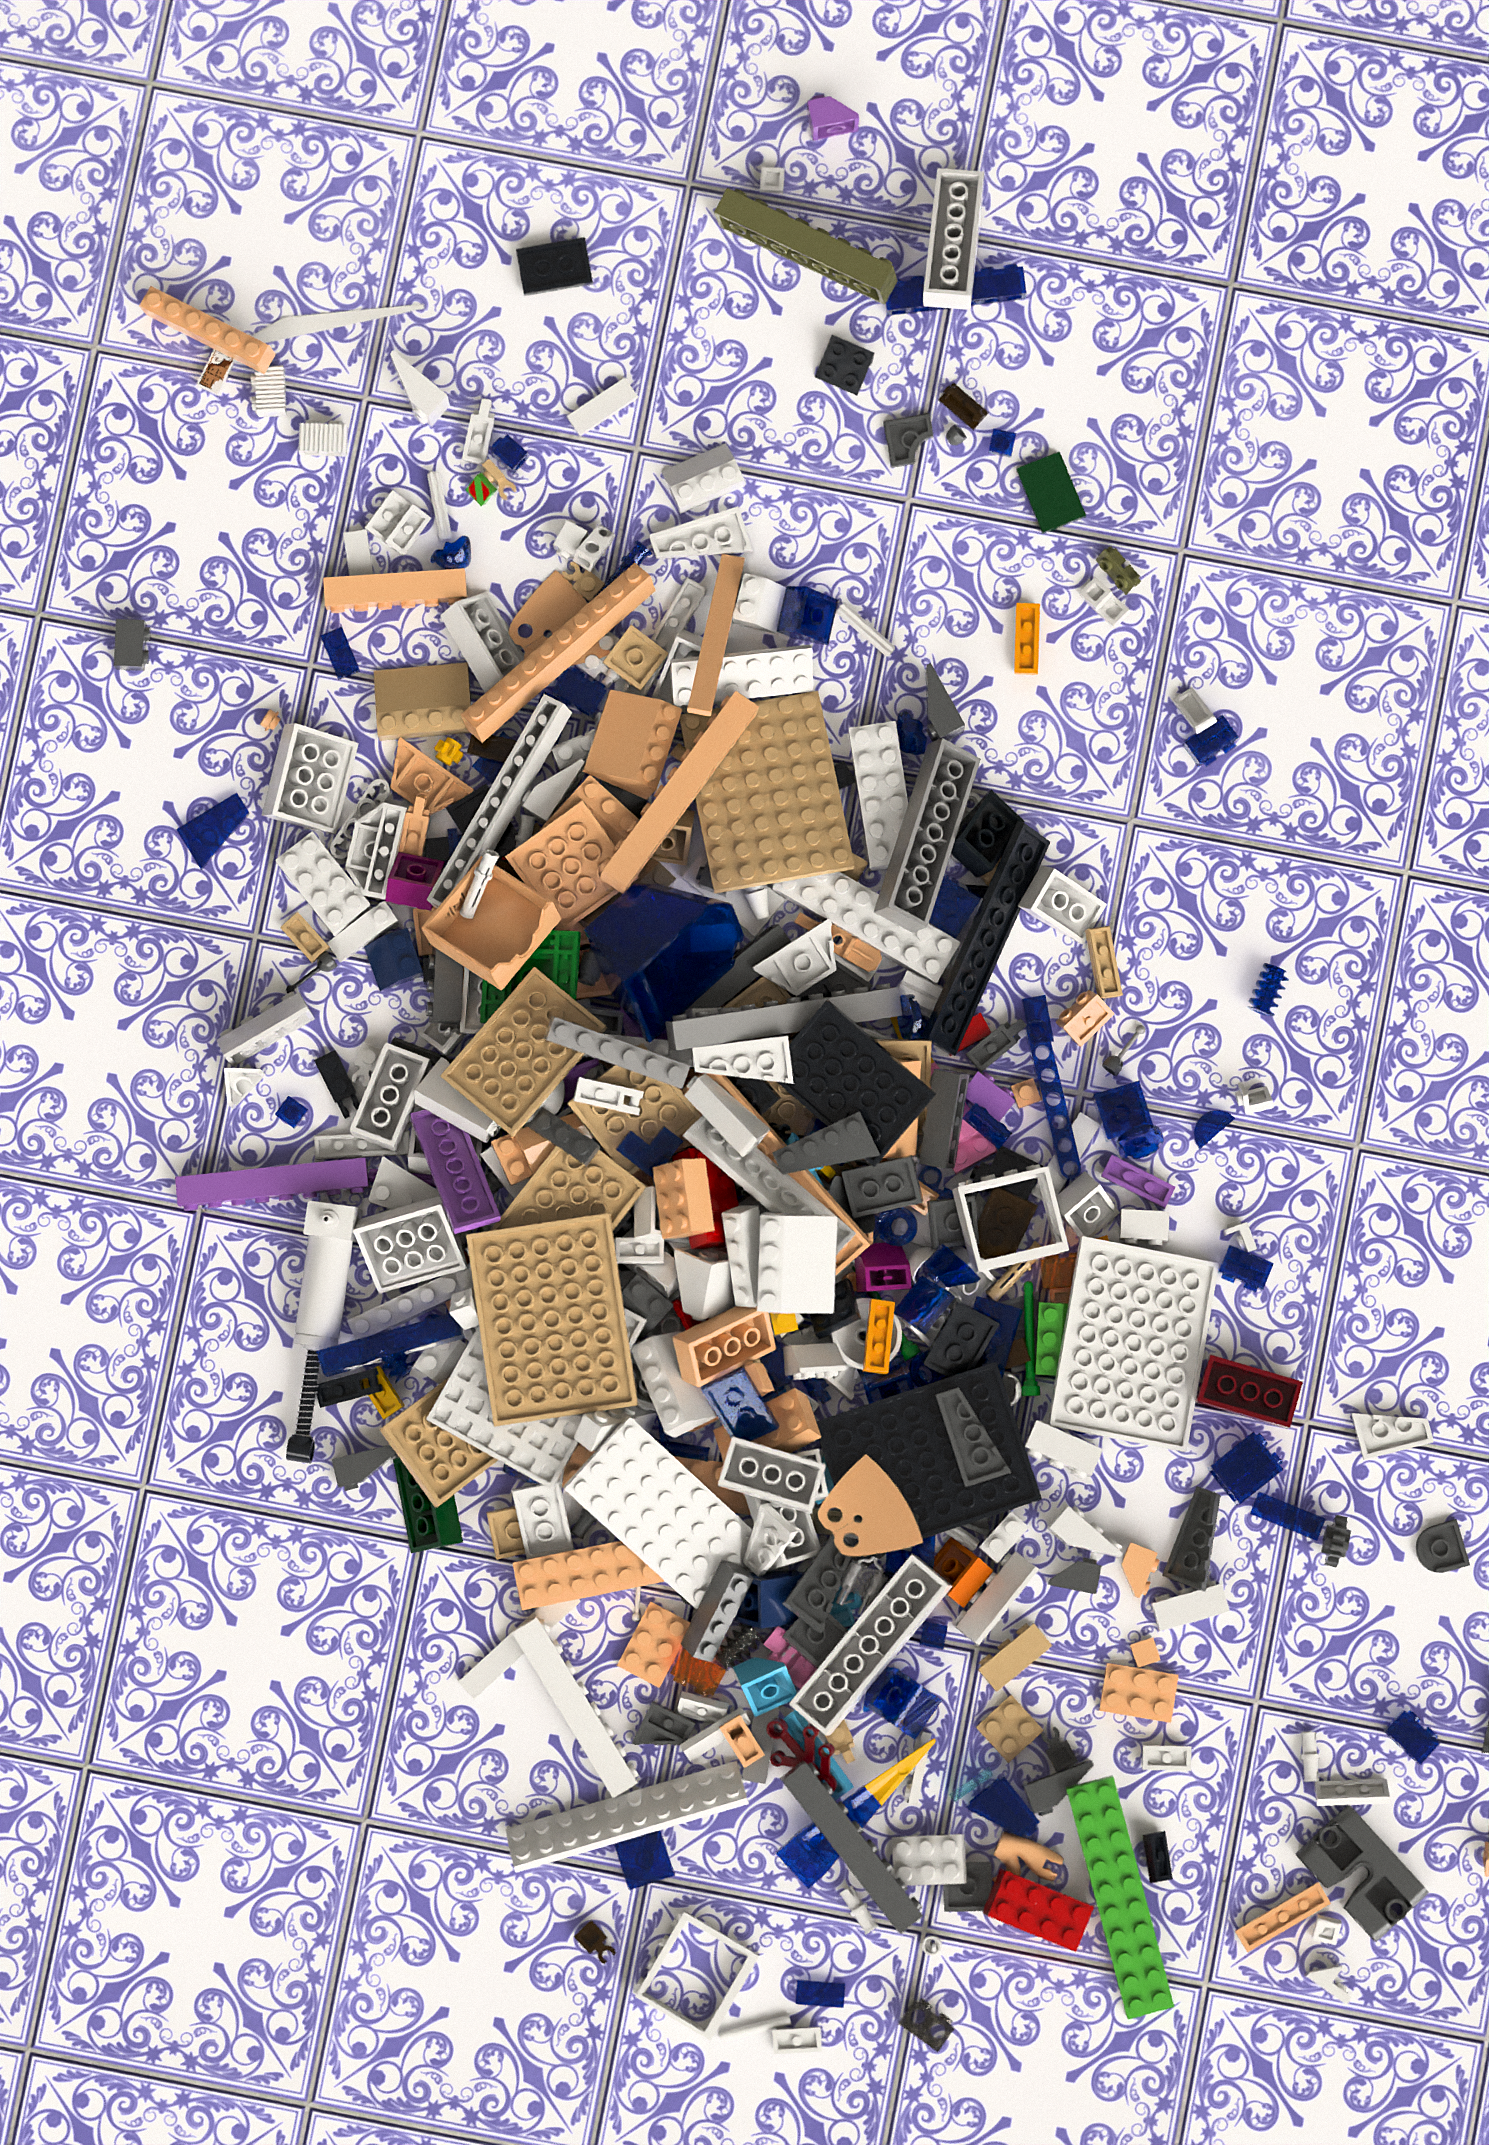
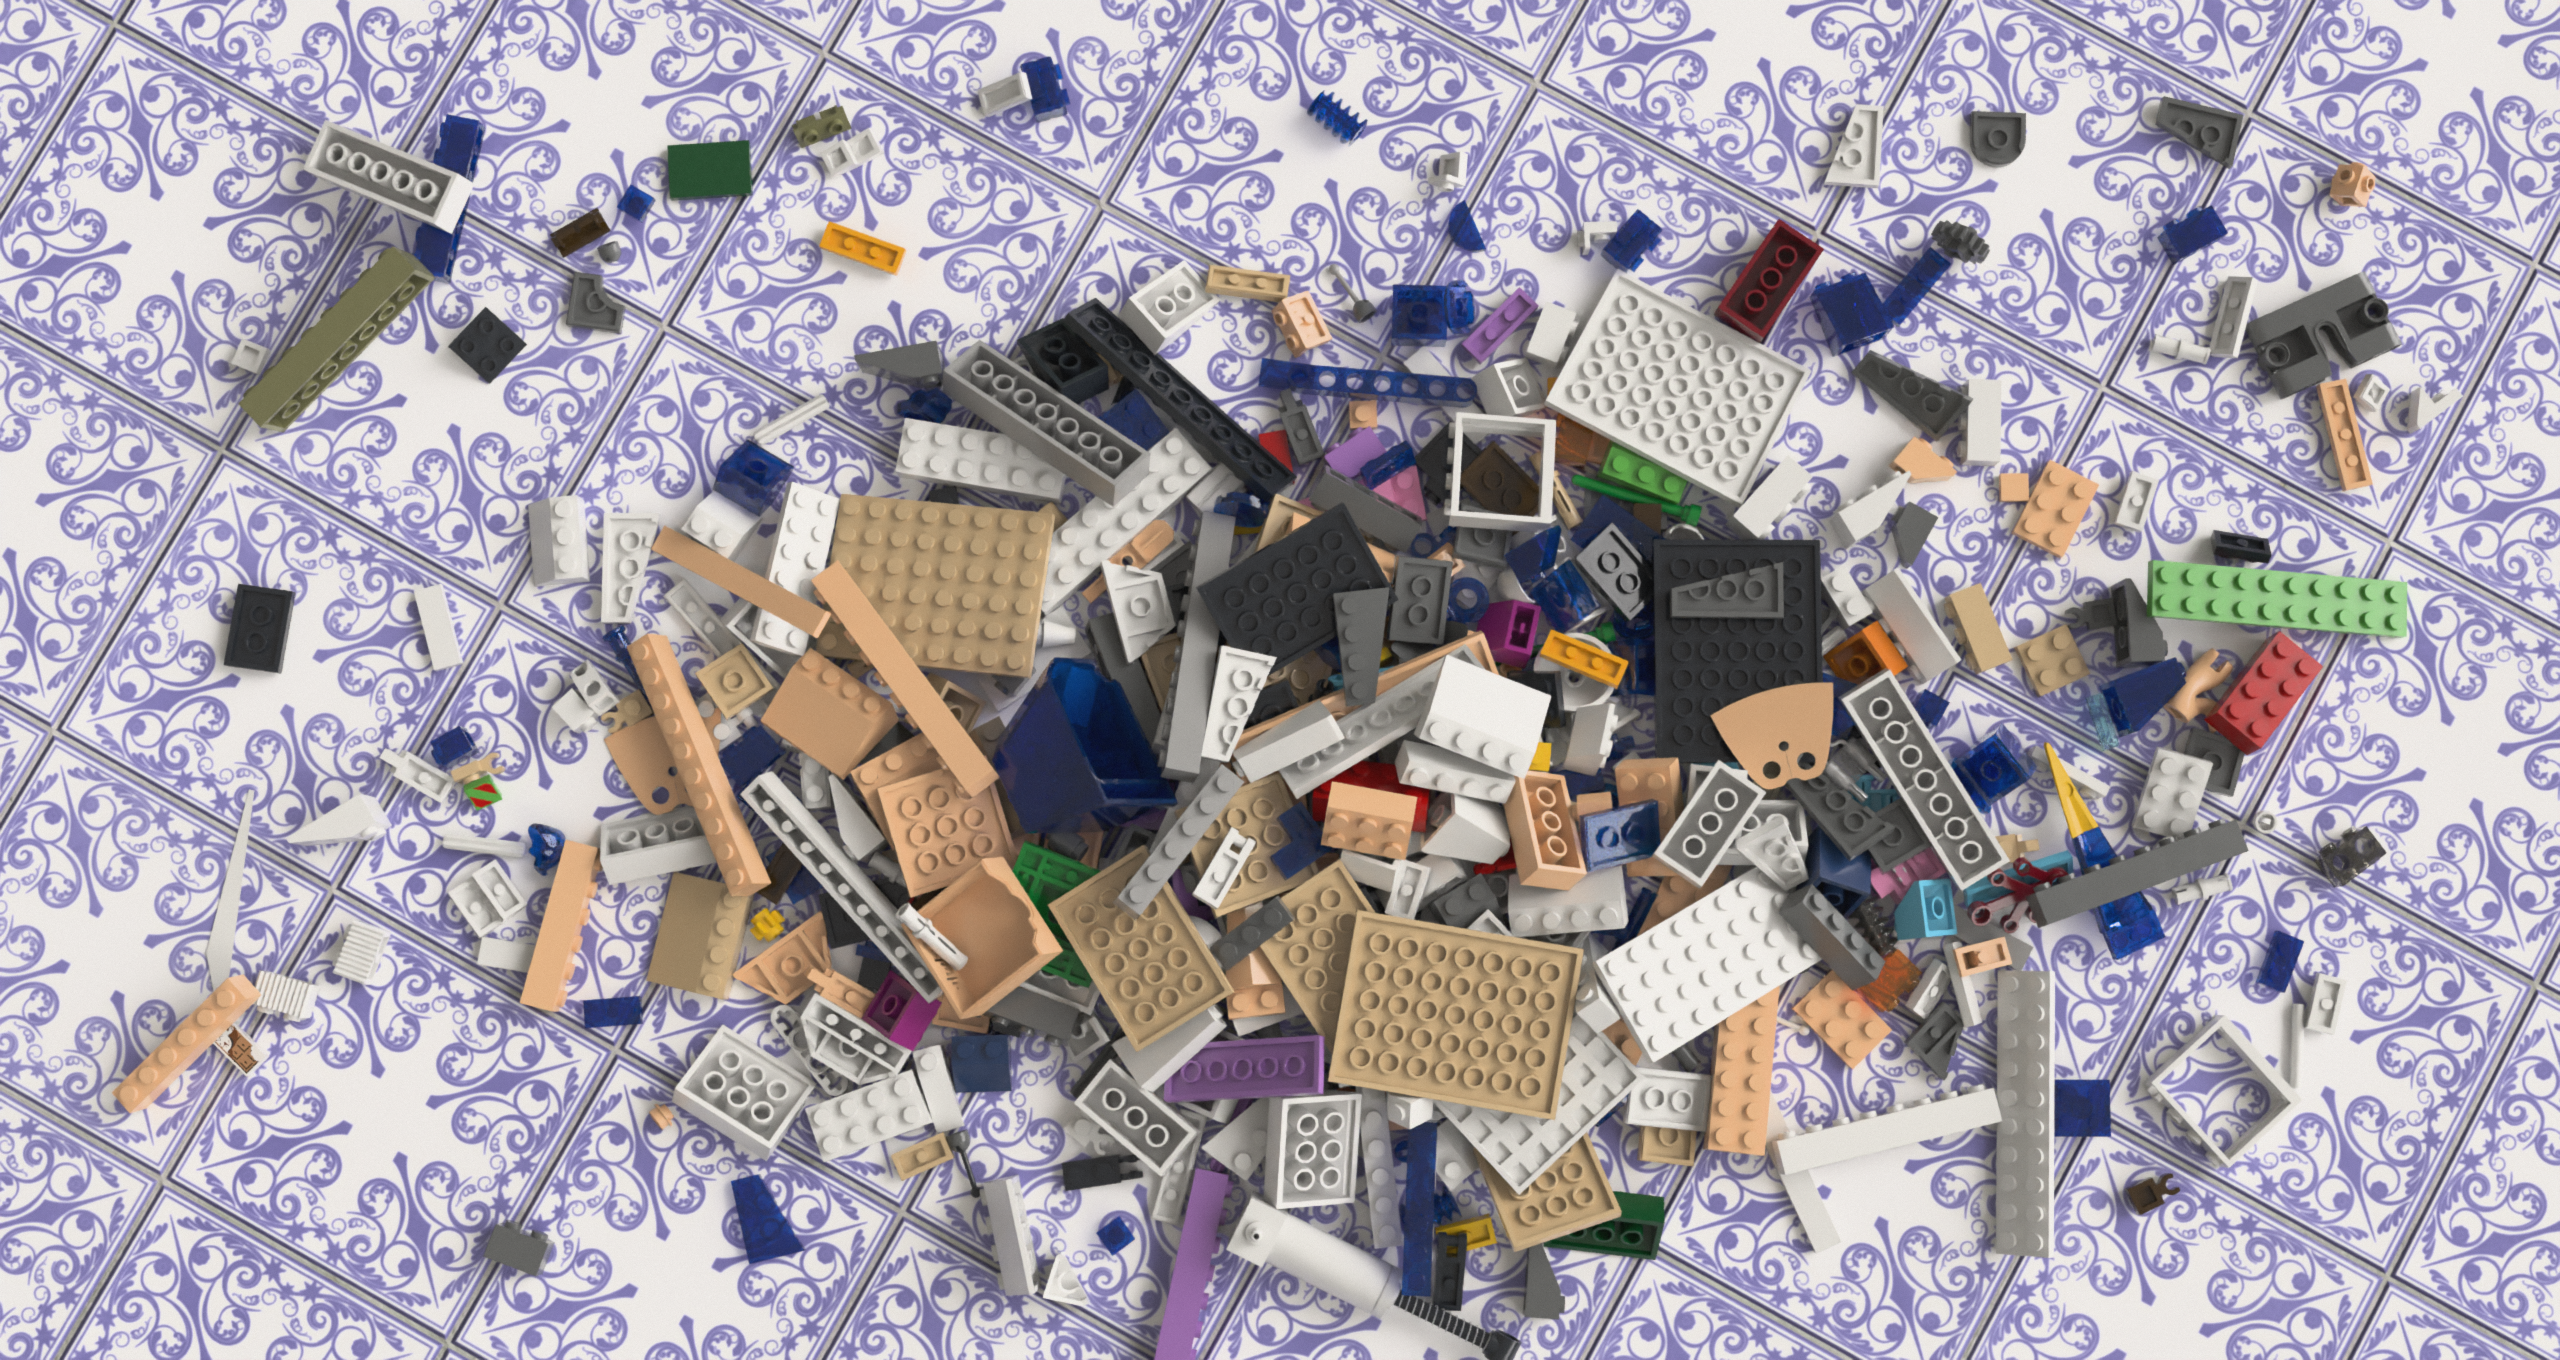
camera: 75 degrees left, 0 degrees up
(830, 118) = (203, 267): medium lavender slope -> none

